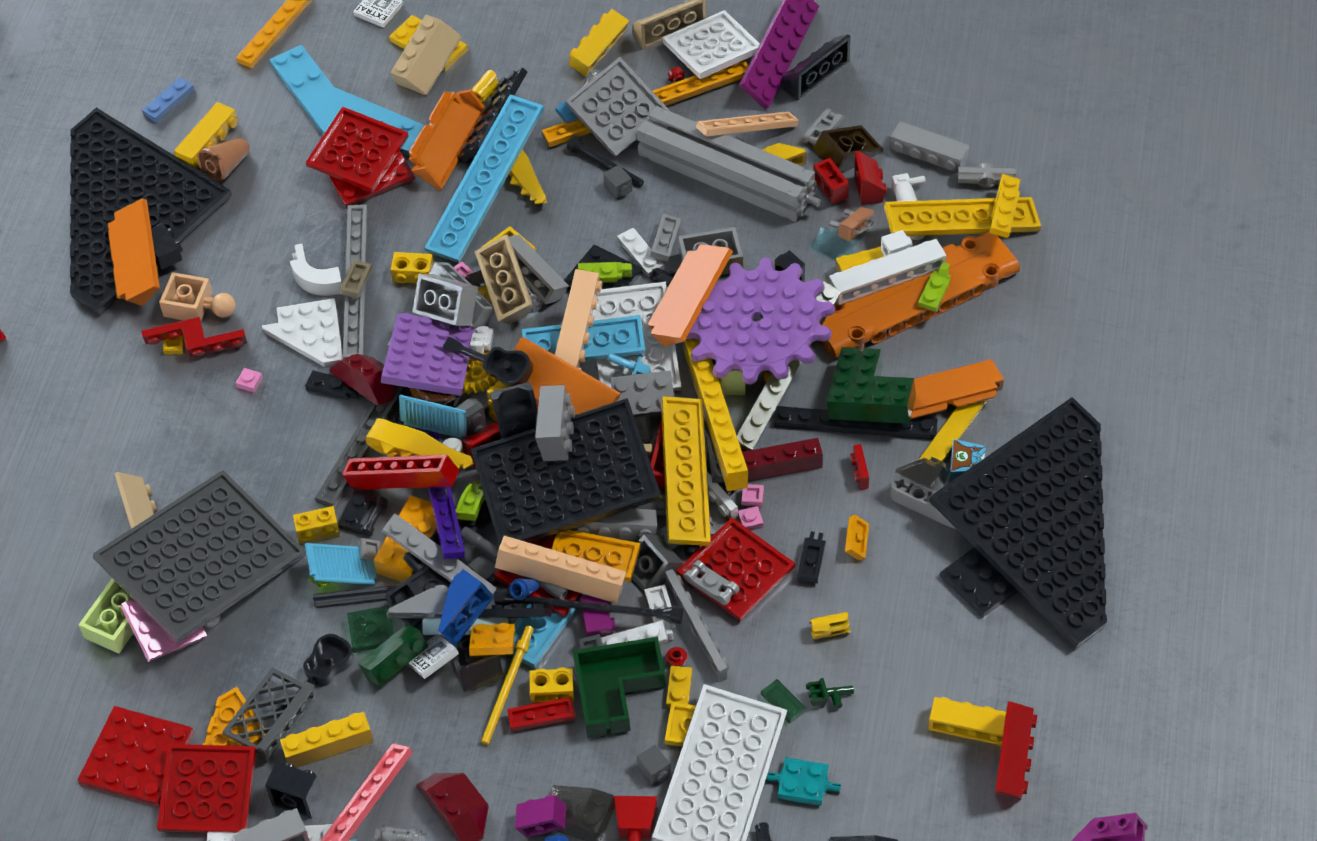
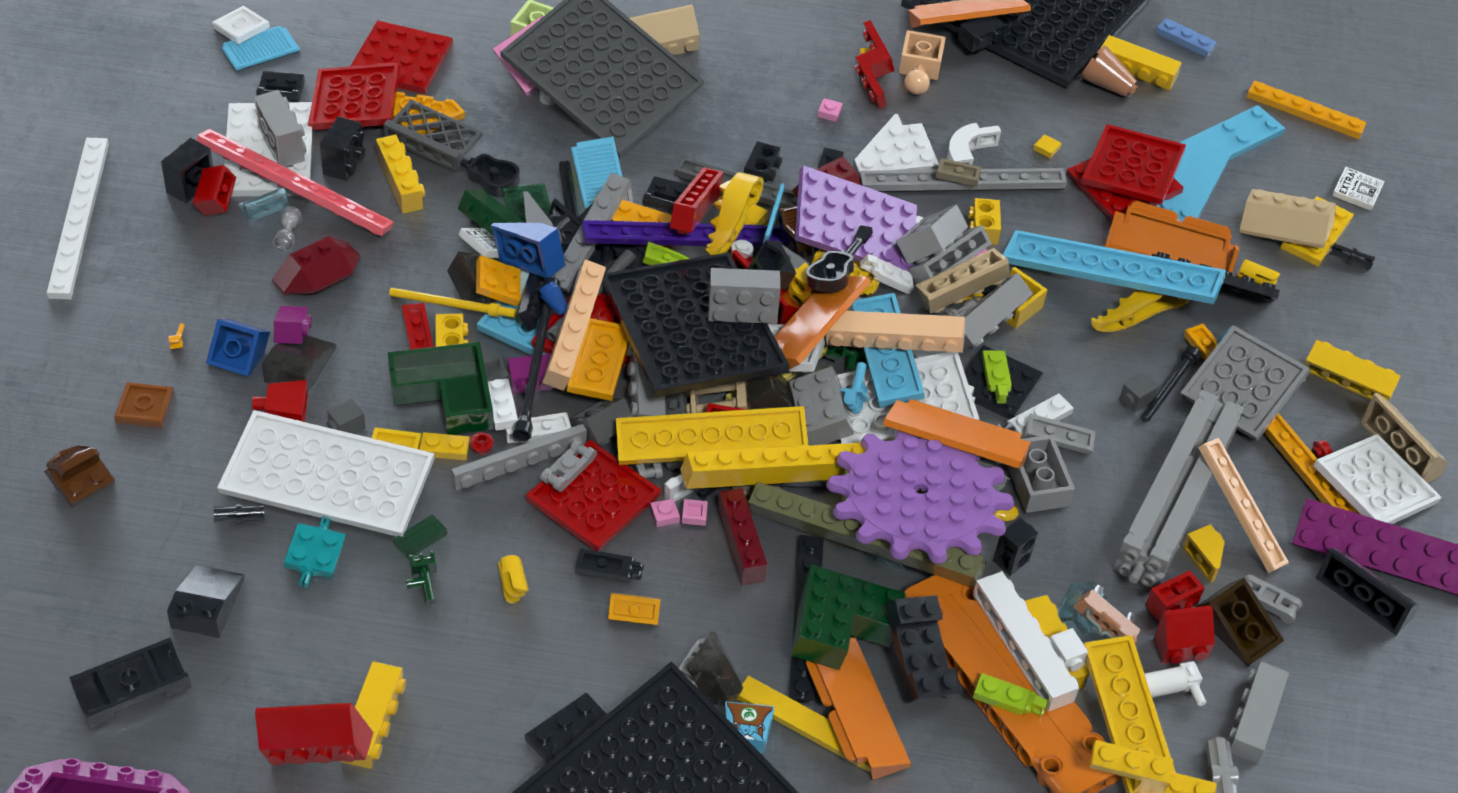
camera: 80 degrees right, 5 degrees down
(311, 217) = (1047, 146): none -> yellow tile
(316, 525) = (648, 157): yellow brick -> none
(333, 436) = (764, 161): none -> black brick
(462, 22) = (1352, 256): none -> black pin
(861, 473) = (736, 616): red plate -> none
(915, 340) = (921, 648): none -> black piece

